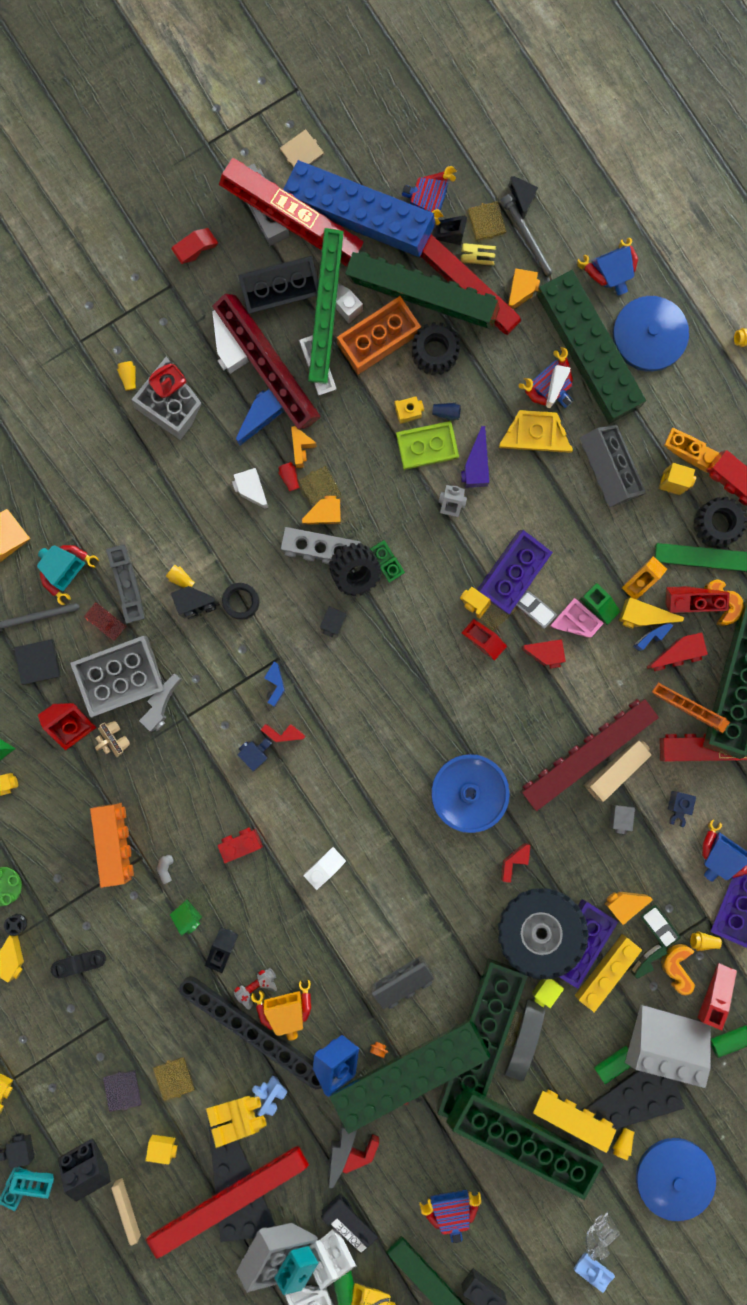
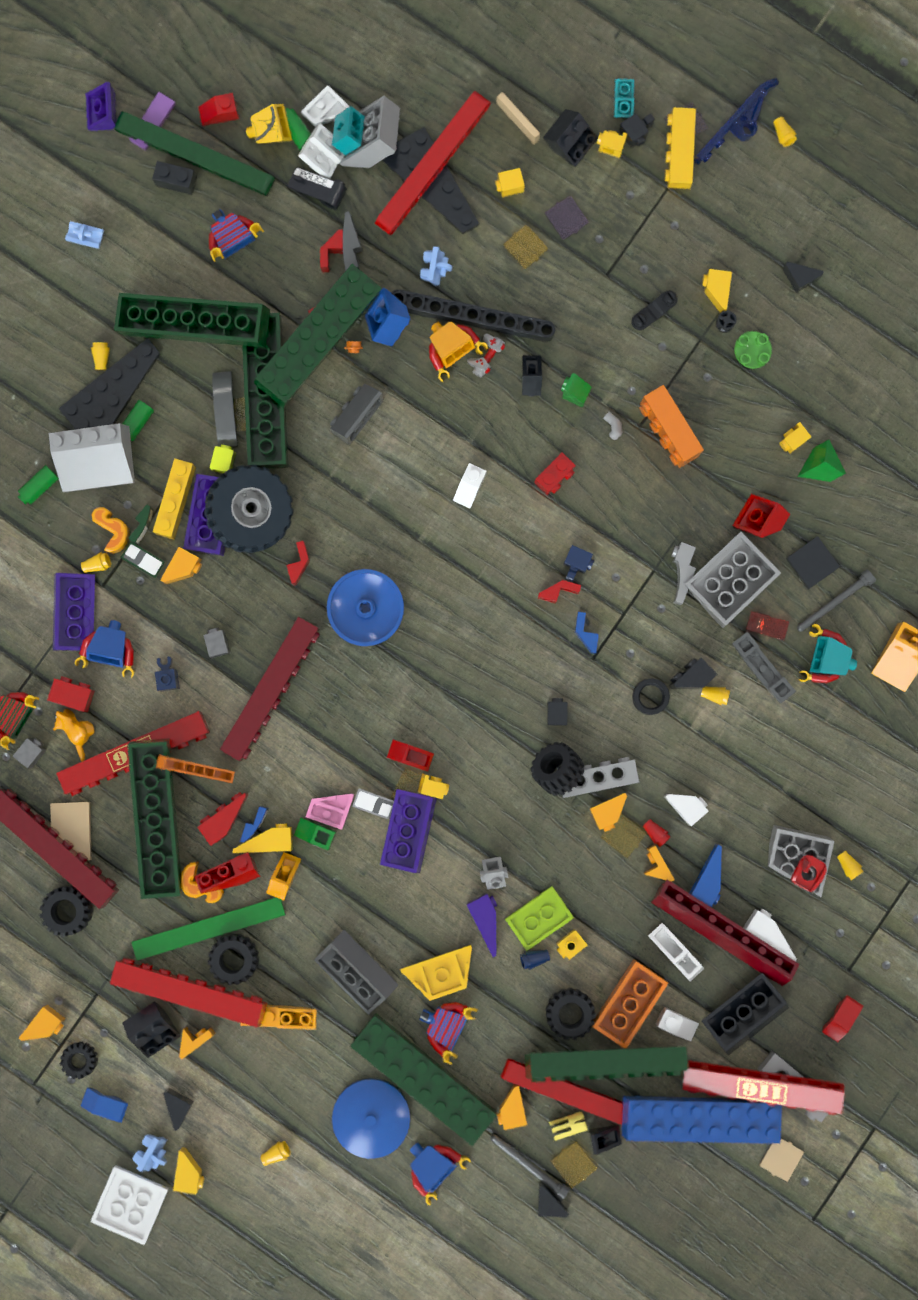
camera: 160 degrees right, 0 degrees up
(38, 1192) = (601, 117): teal slope -> none
(46, 1147) = (611, 143): none -> yellow brick
(107, 732) = (705, 516): tan hips -> none
(242, 1116) = (450, 239): yellow hips -> none
(325, 306) = (691, 1009): green tile -> none
(389, 564) = (531, 791): green slope -> none
(430, 191) = (639, 1164): torso -> none
(547, 653) = (346, 767): red slope -> none
(558, 378) = (442, 1032): white slope -> none
(574, 1121) = (154, 356): yellow brick -> none
(600, 1236) = (91, 269): clear slope -> none
(618, 770) = (237, 685): tan slope -> none
(675, 1179) = (41, 344): blue dish -> none
(677, 479) = (290, 982): yellow brick -> none
(718, 997) = (65, 516): slope -> none

